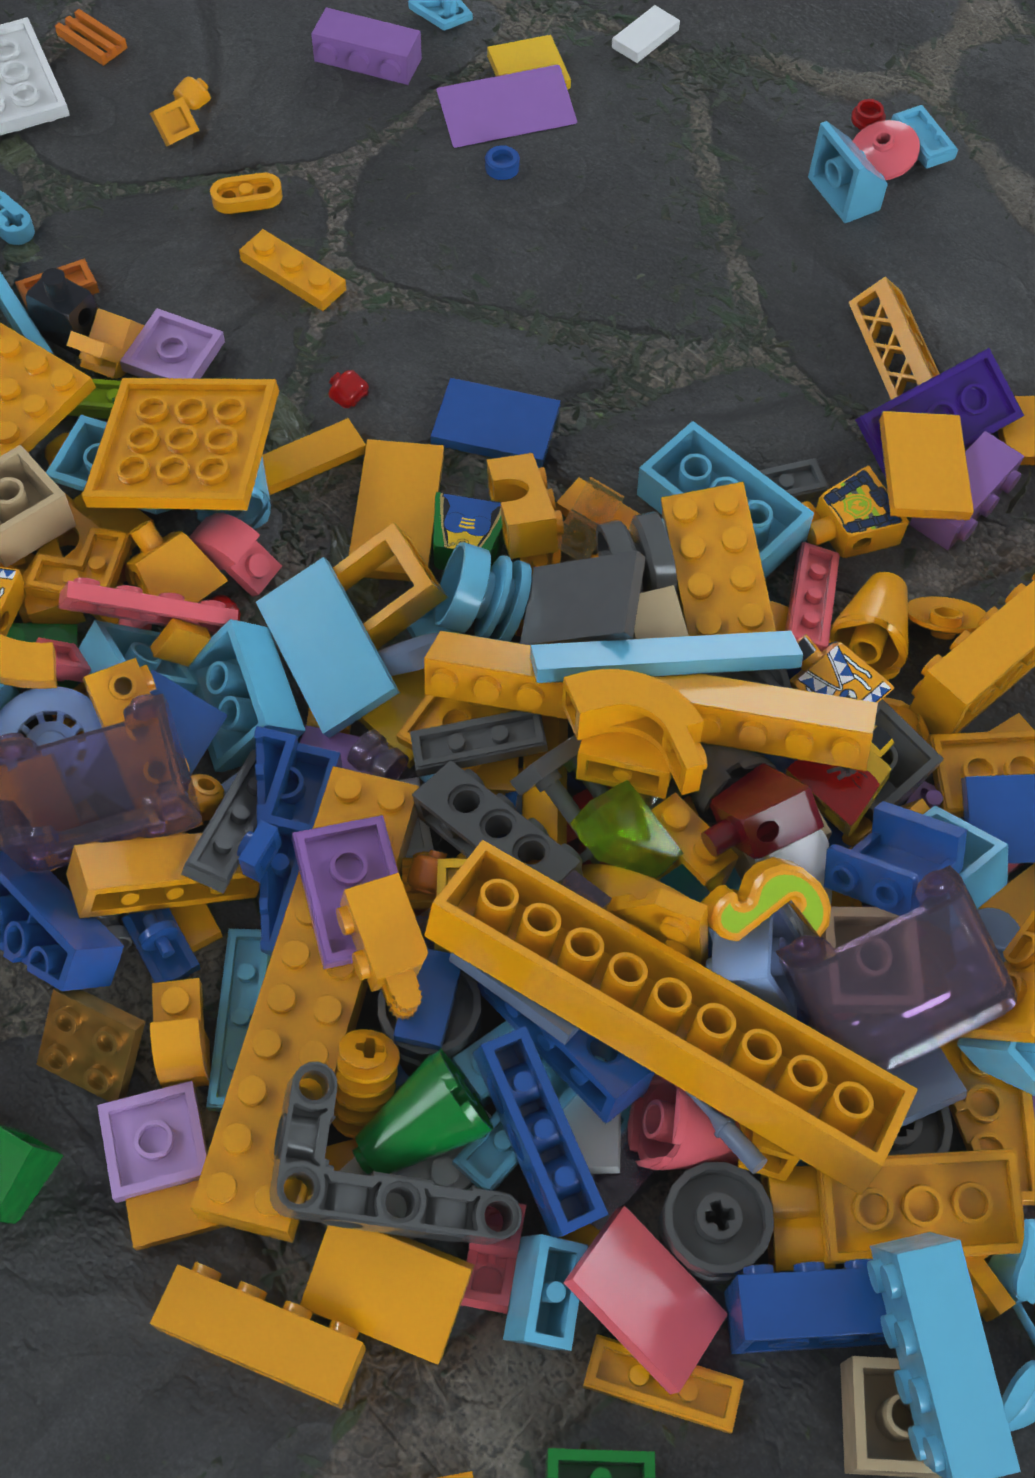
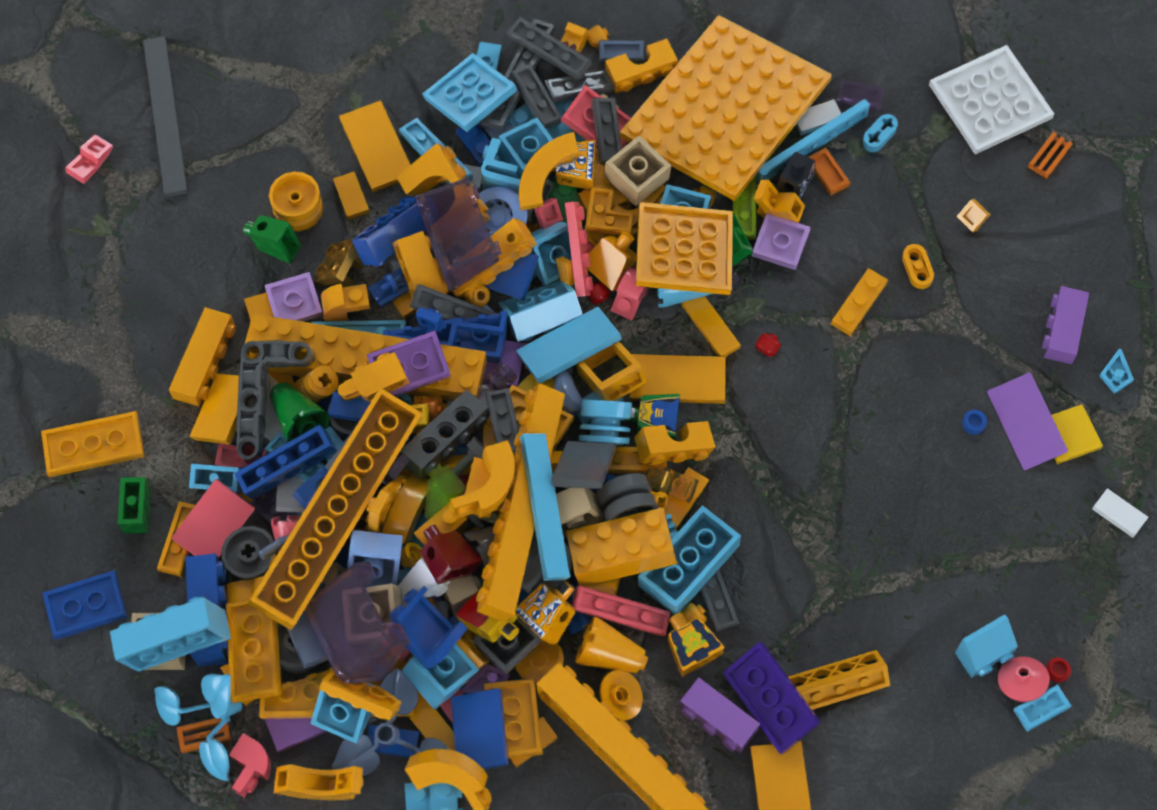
camera: 90 degrees right, 5 degrees up
(193, 92) = (1009, 223): light orange piece -> none
(494, 421) = (749, 430): blue tile -> none
(763, 892) = (396, 551): light orange animal -> none
(925, 465) = (723, 679): light orange tile -> none

